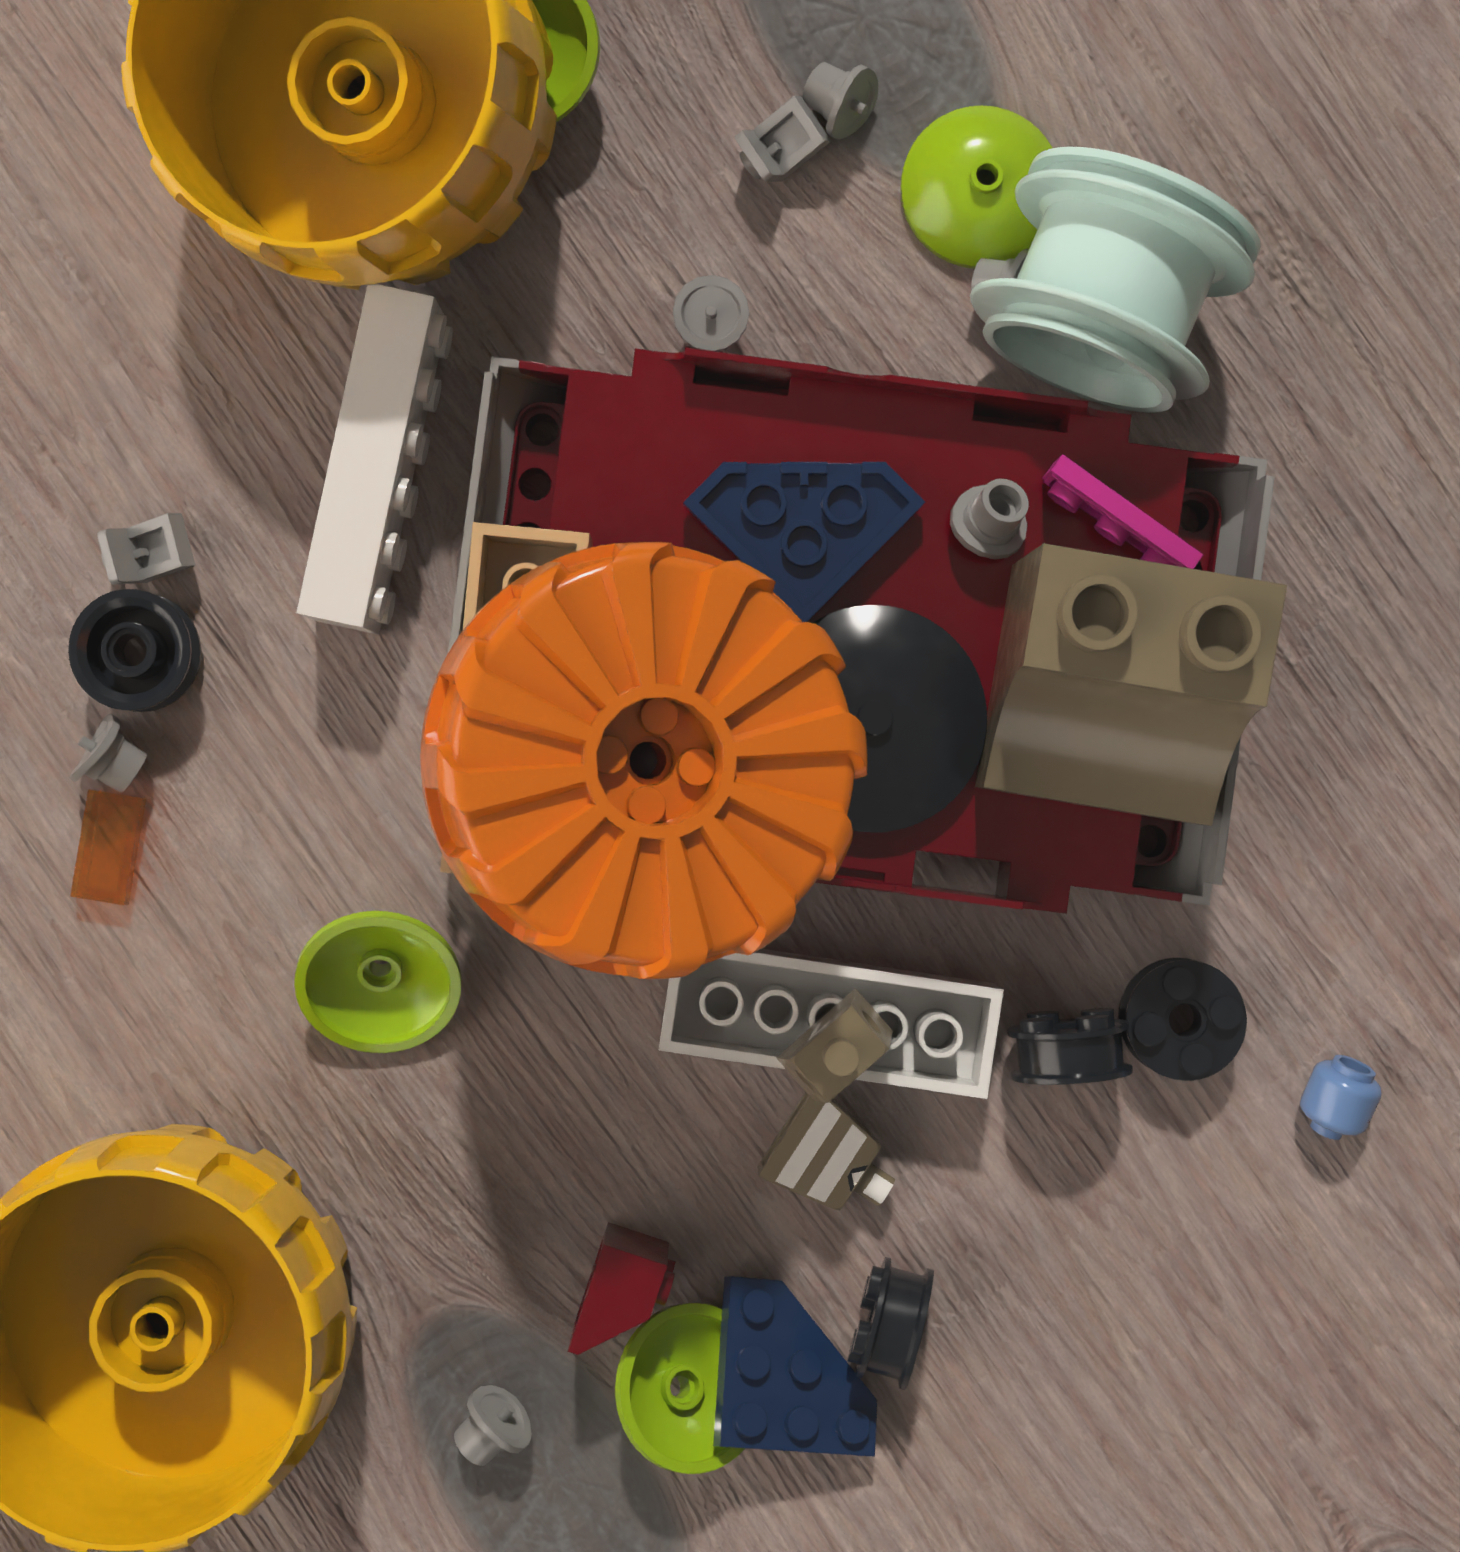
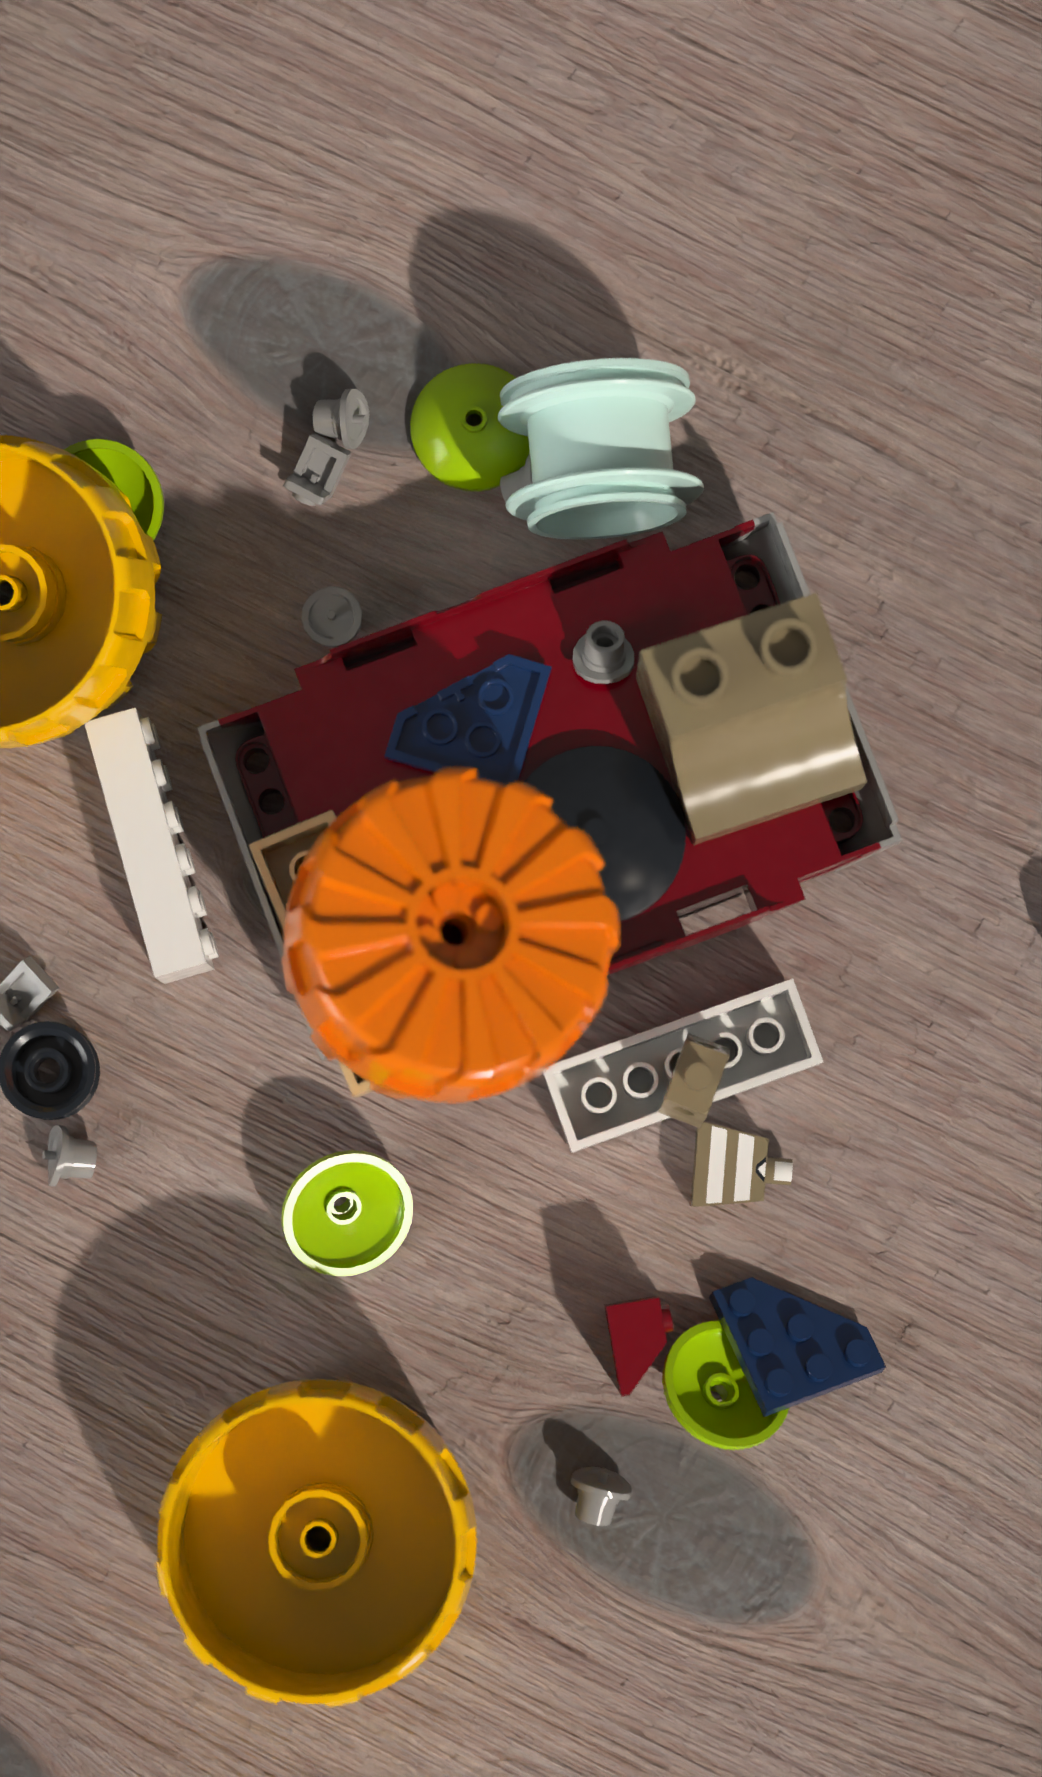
camera: 25 degrees left, 5 degrees down
(108, 847) = (100, 1224): clear orange tile -> none
(895, 1322) = (842, 1260): black wheel -> none
(1070, 1049) = (864, 998): black wheel -> none
(1116, 516) = (688, 606): dark pink tile -> none
(1216, 1027) = (938, 906): black wheel -> none

